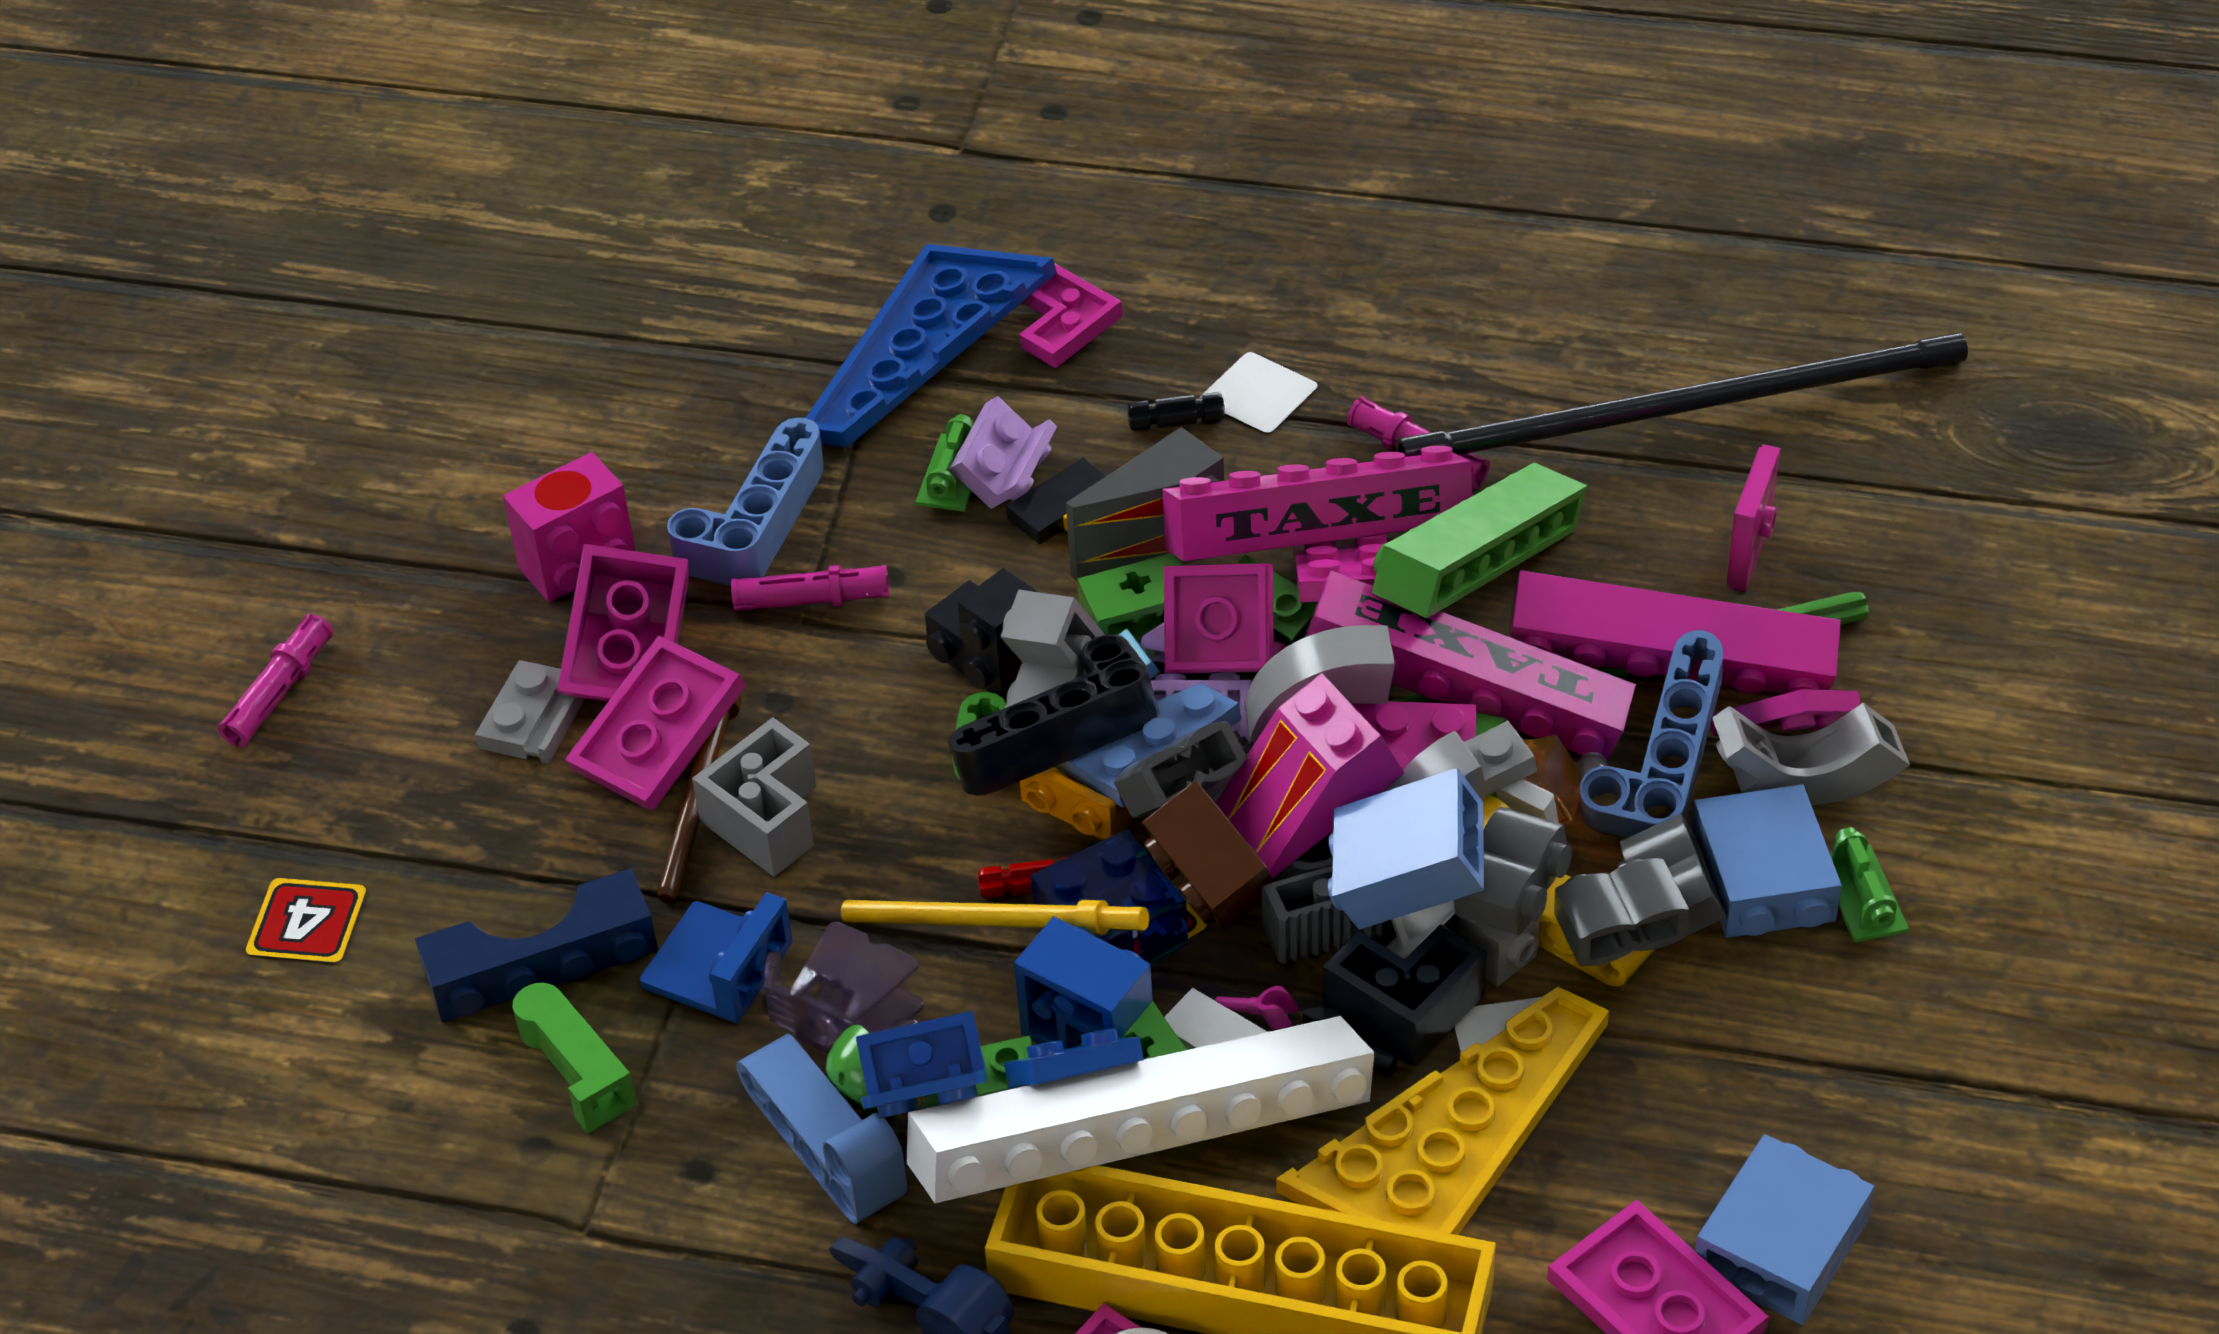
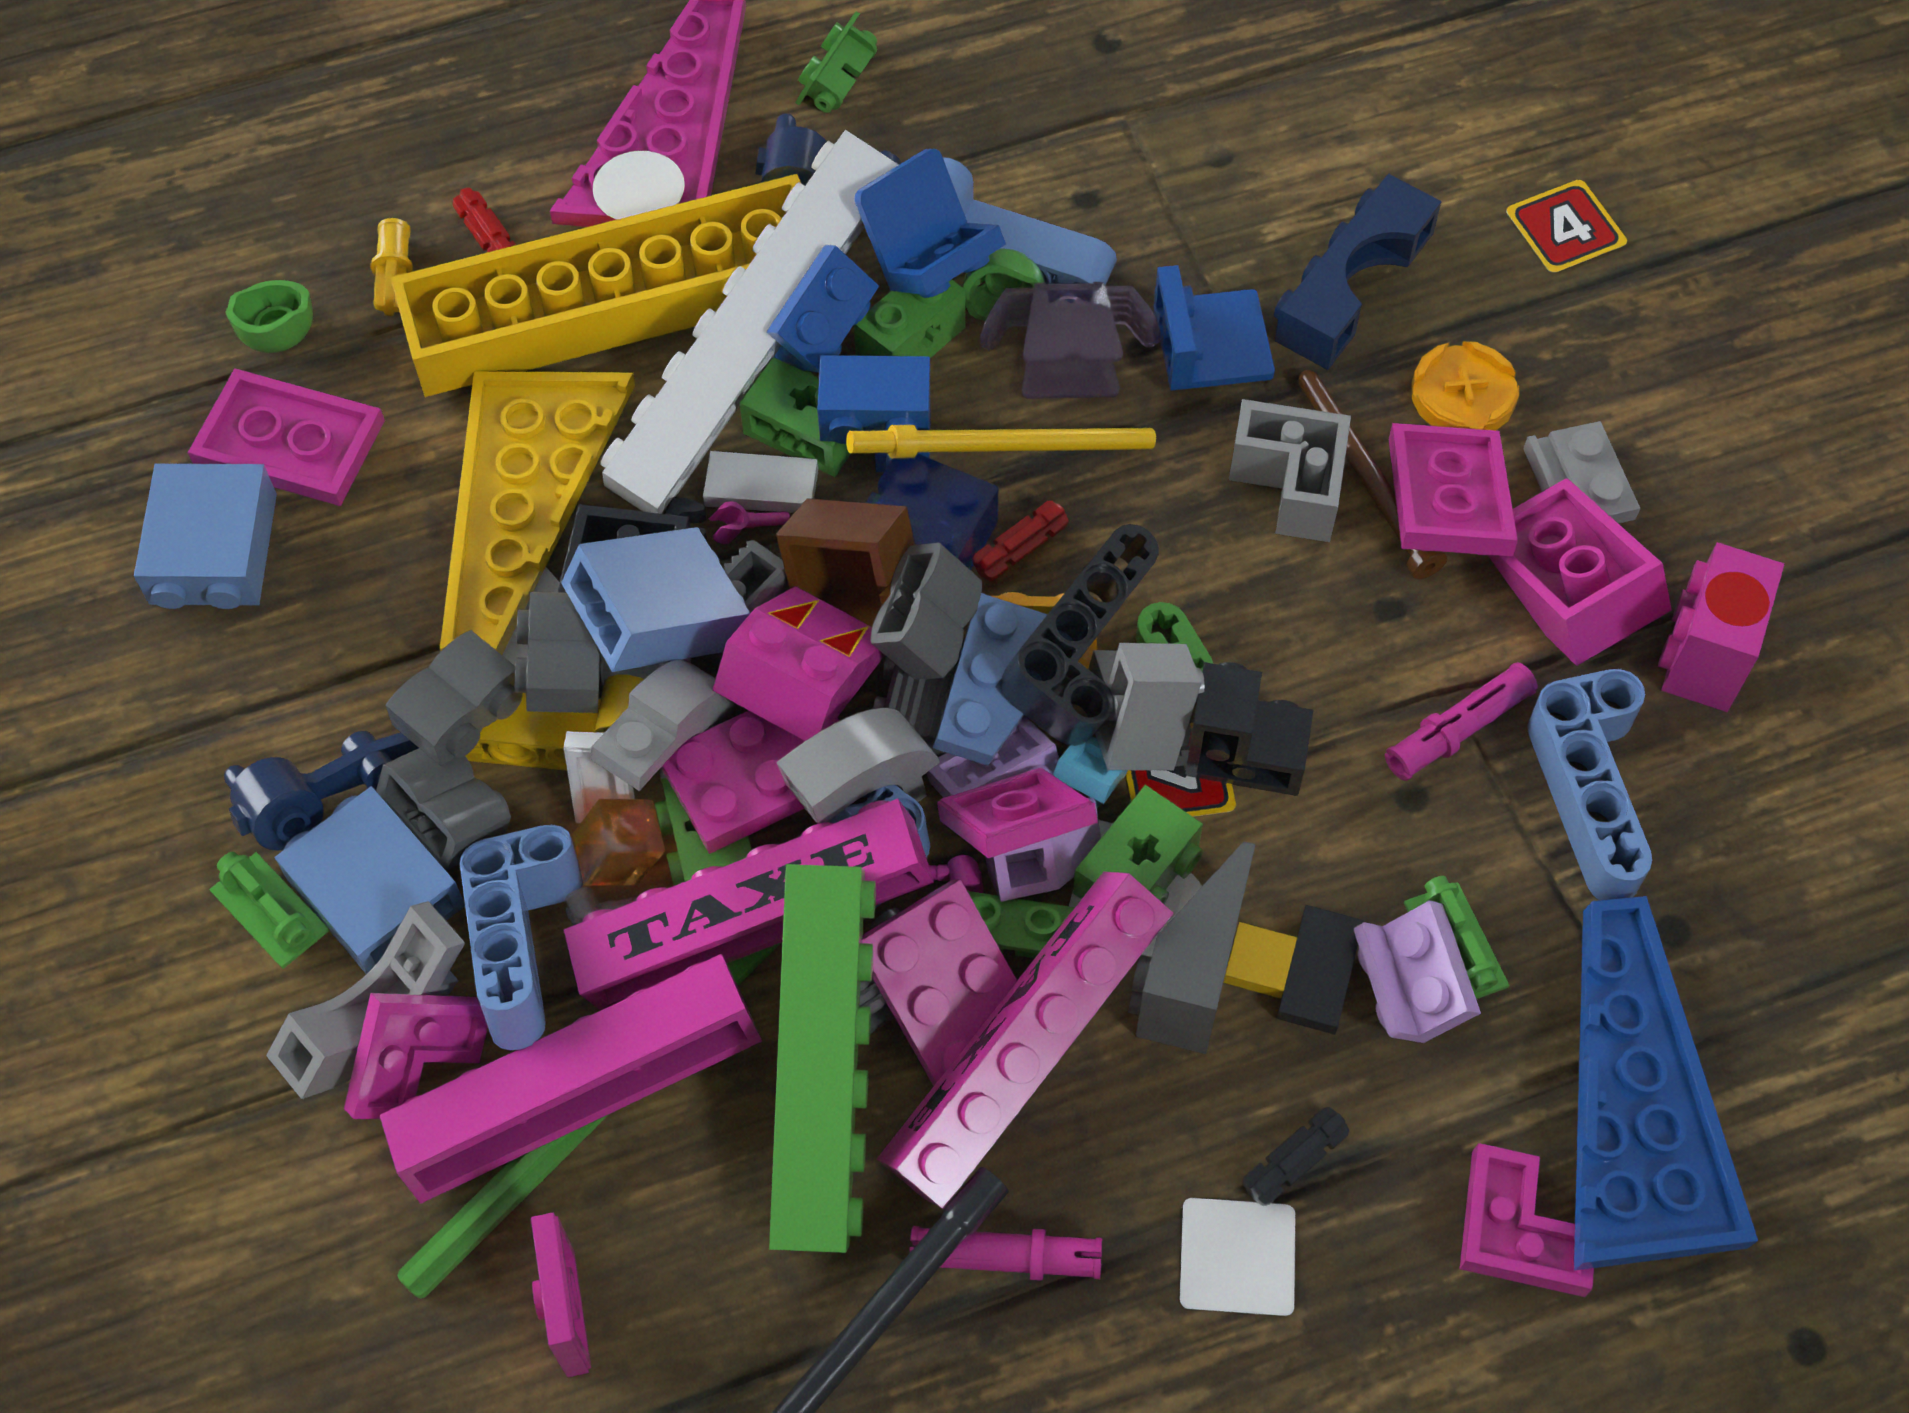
camera: 145 degrees right, 15 degrees up
(288, 664) = (1823, 401): dark pink pin -> none
(547, 823) = (1465, 387): none -> light orange tile
(597, 1079) = (1249, 212): bright green leg -> none
(1816, 942) = (280, 802): none -> dark blue piece

